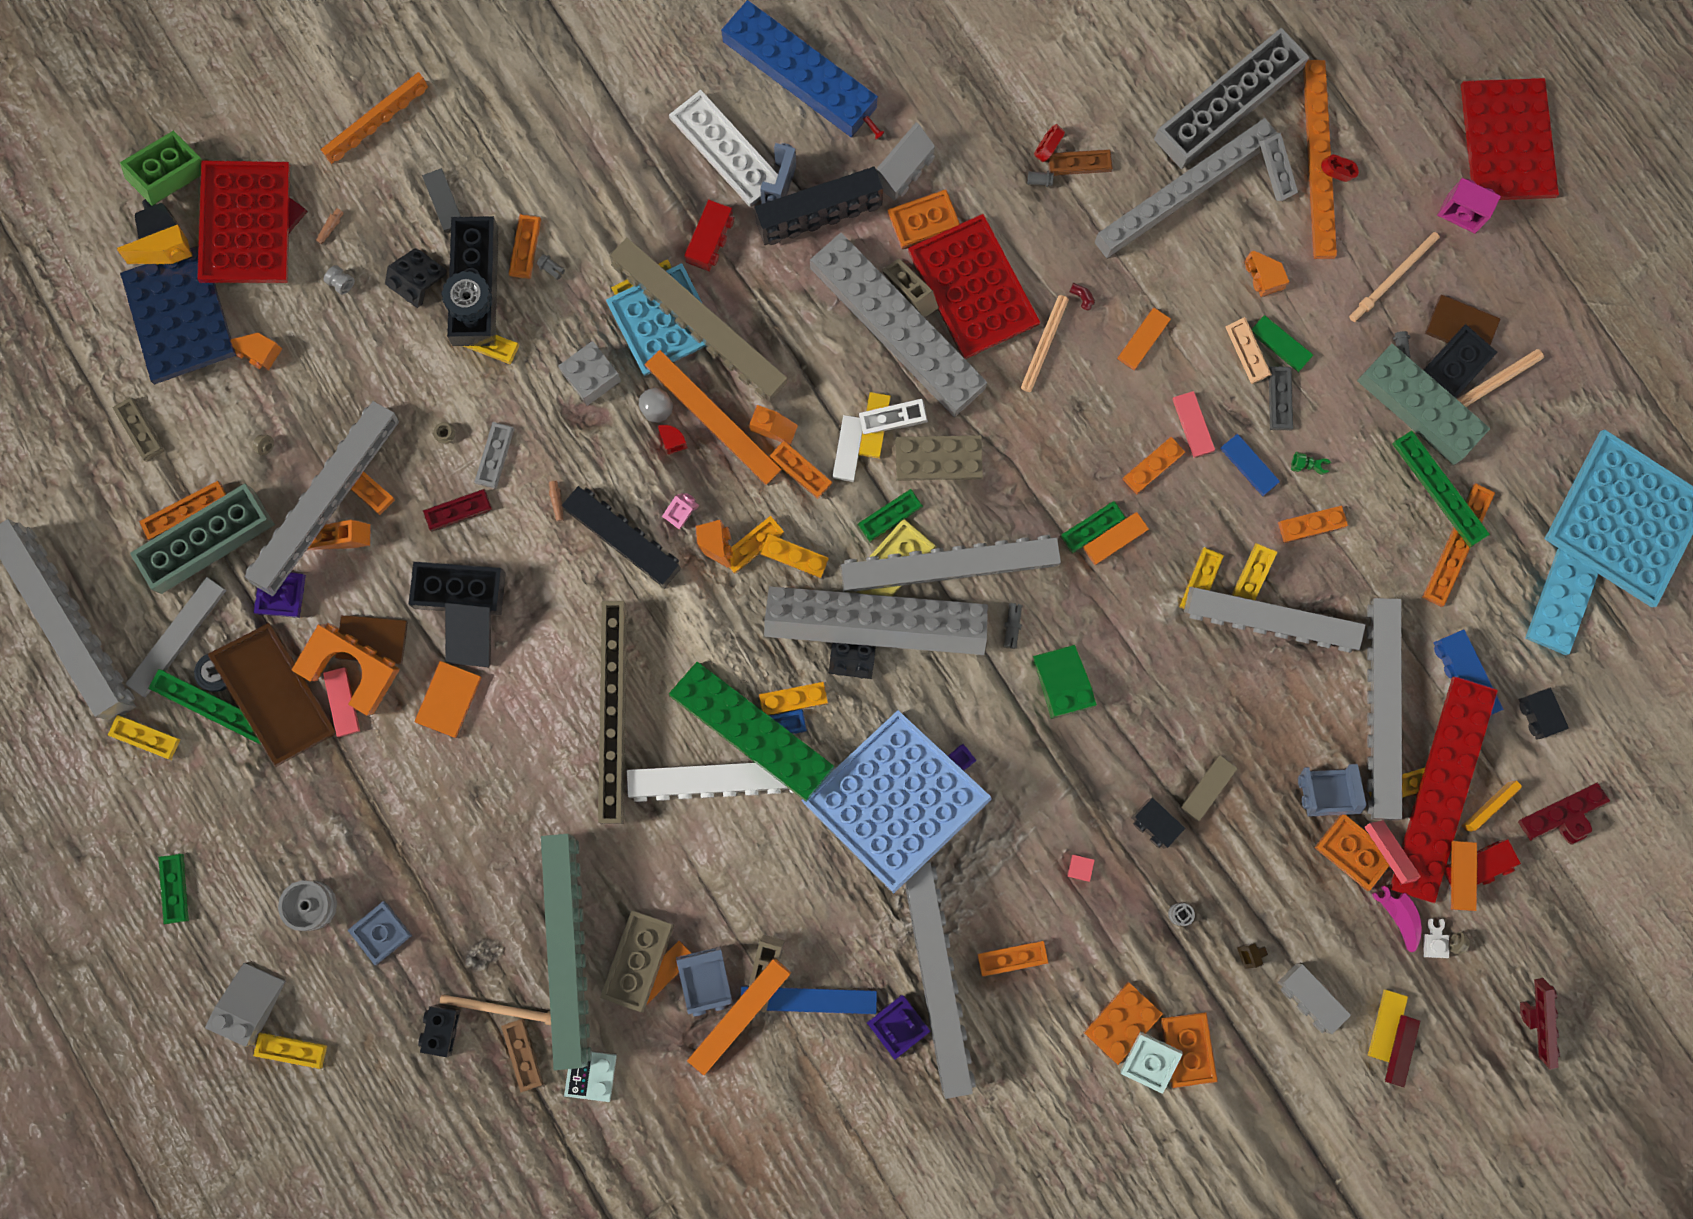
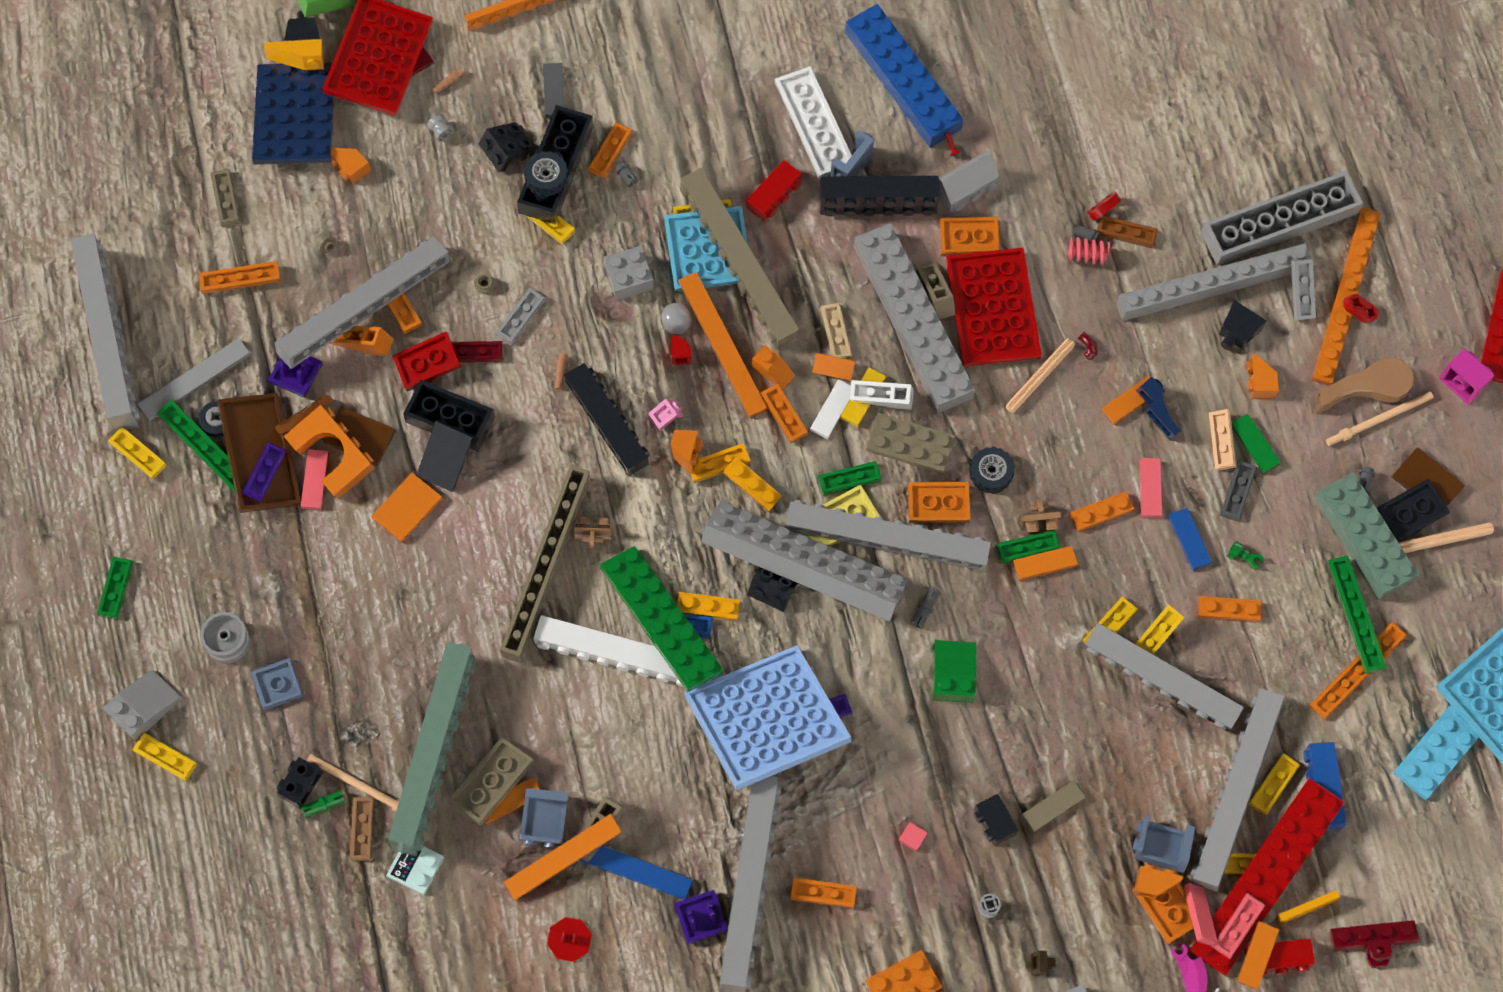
camera: 20 degrees right, 10 degrees down
(202, 539) = (247, 304): sand green brick -> none
(285, 714) = (264, 472): none -> dark purple tile
(300, 642) = (299, 416): none -> dark orange tile
(413, 537) = (426, 360): none -> red plate
(472, 1044) = (323, 804): none -> green pin
(649, 663) = (593, 532): none -> medium nougat hips
(773, 1095) = (569, 939): none -> red piece
(823, 365) = (836, 330): none -> tan tile
(834, 403) = (833, 366): none -> orange tile
(988, 511) = (938, 502): none -> orange plate
(1023, 449) = (991, 459): none -> black wheel
(1050, 195) = (1088, 250): none -> coral piece
(1105, 490) = (1031, 521): none -> medium nougat hips
(1166, 327) = (1152, 394): none -> dark blue slope
(1226, 225) = (1240, 326): none -> black torso
(1338, 837) = (1154, 883): none -> orange slope
(1386, 237) = (1384, 381): none -> medium nougat animal
(1416, 689) = (1274, 784): none -> yellow tile
(1434, 850) = (1238, 926): none -> coral tile
(1543, 713) = (1383, 842): black brick -> none

